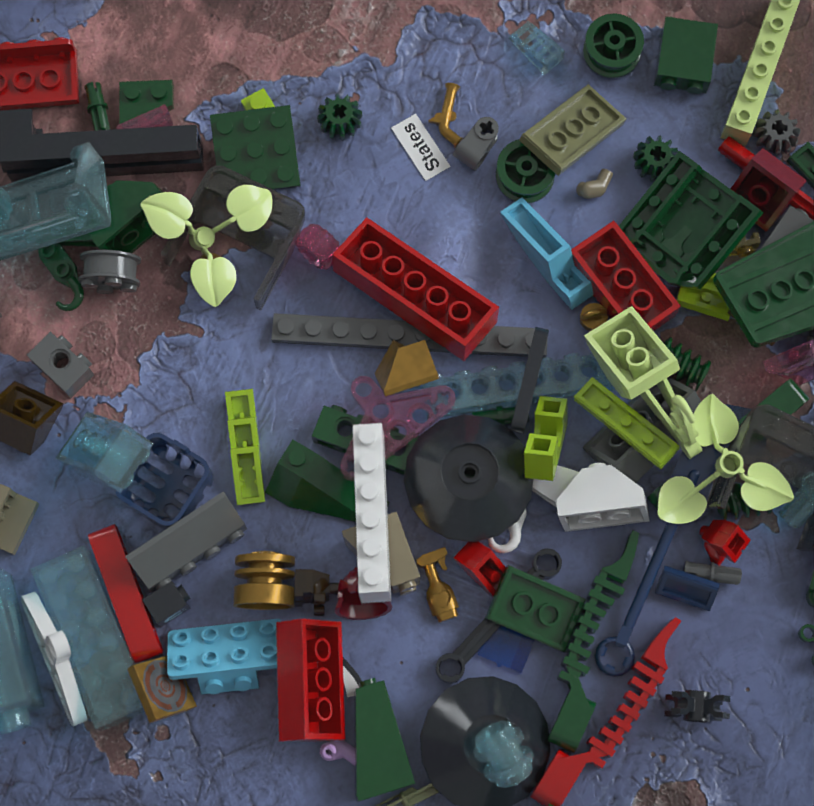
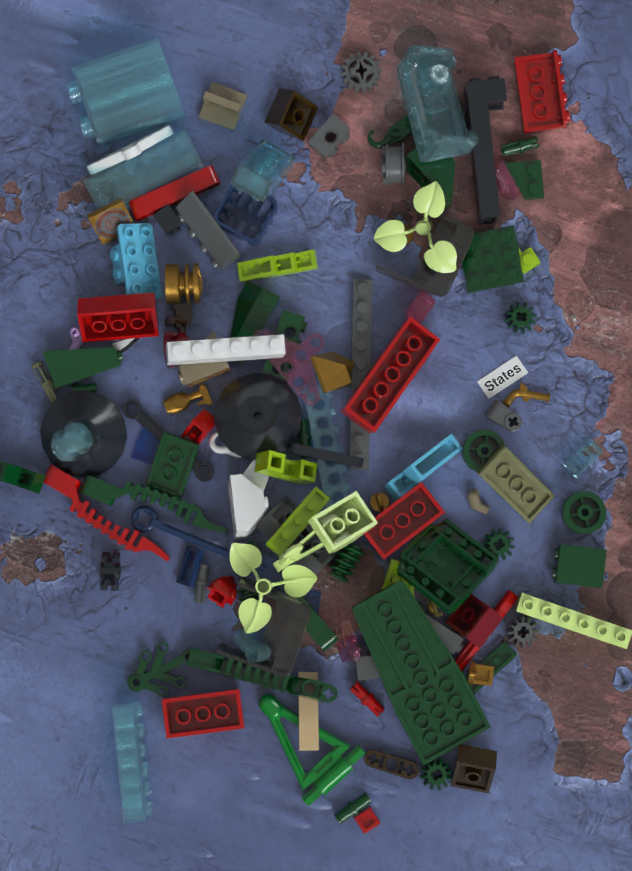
camera: 90 degrees right, 10 degrees up
(414, 739) = (89, 387): none -> dark green pin

